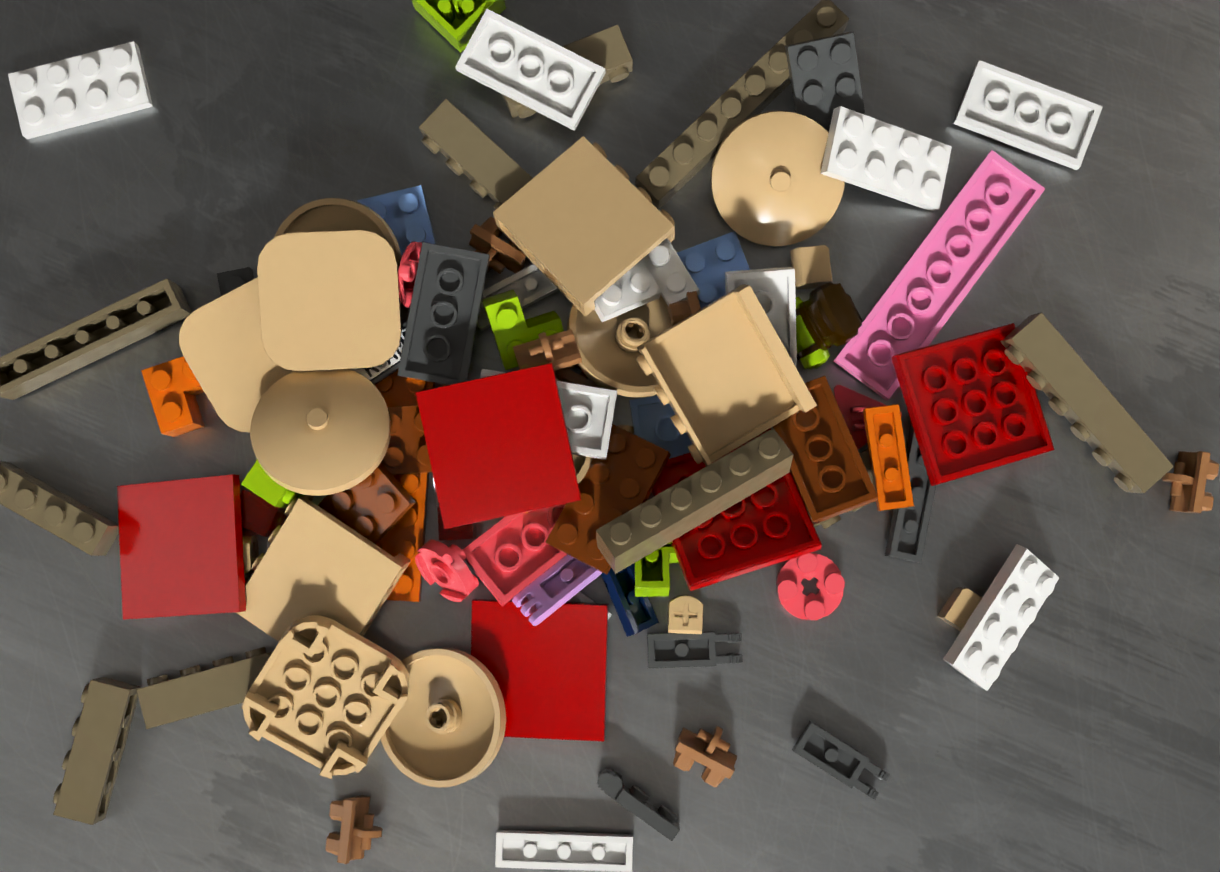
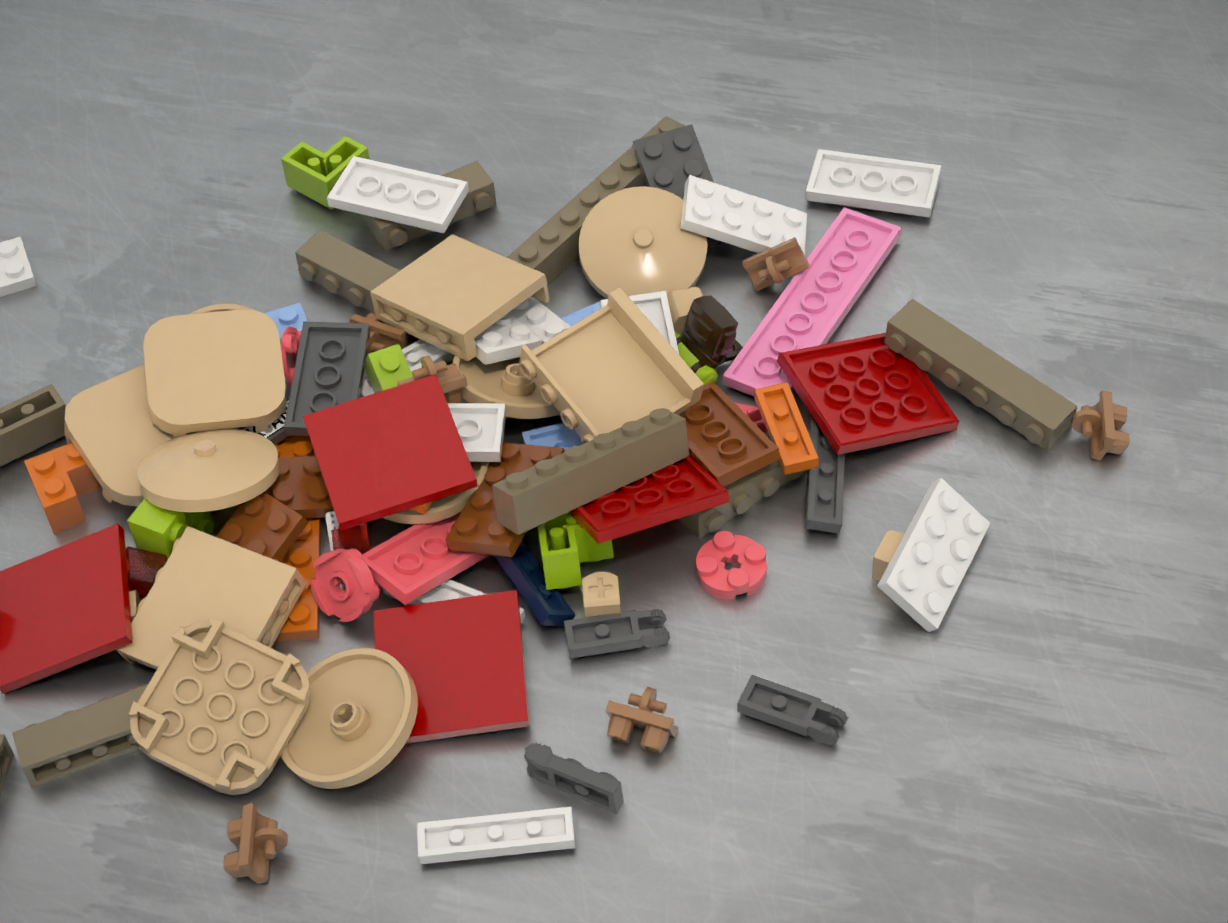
camera: 10 degrees left, 35 degrees down
(554, 588) = (462, 580): lavender hinge -> none
(910, 224) = (776, 264): none -> medium nougat hips

